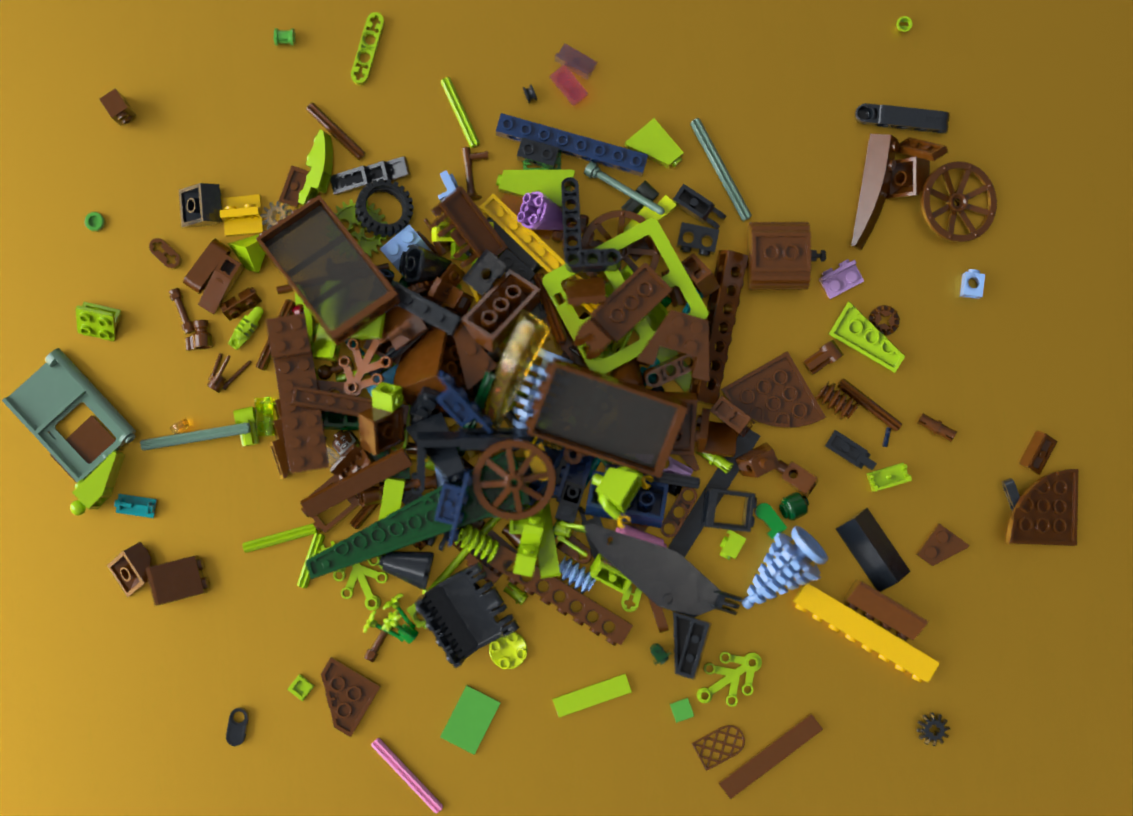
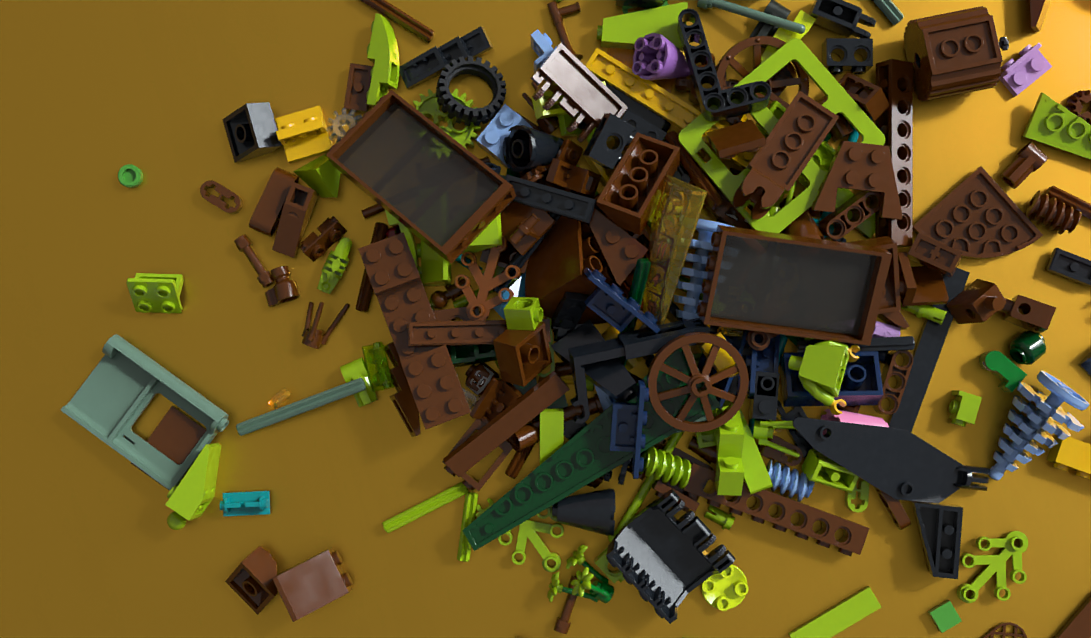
camera: 15 degrees left, 0 degrees up
(118, 107) = (130, 34): reddish brown brick -> none
(660, 655) = (909, 557): dark green hinge -> none
(710, 507) = (932, 371): black window -> none

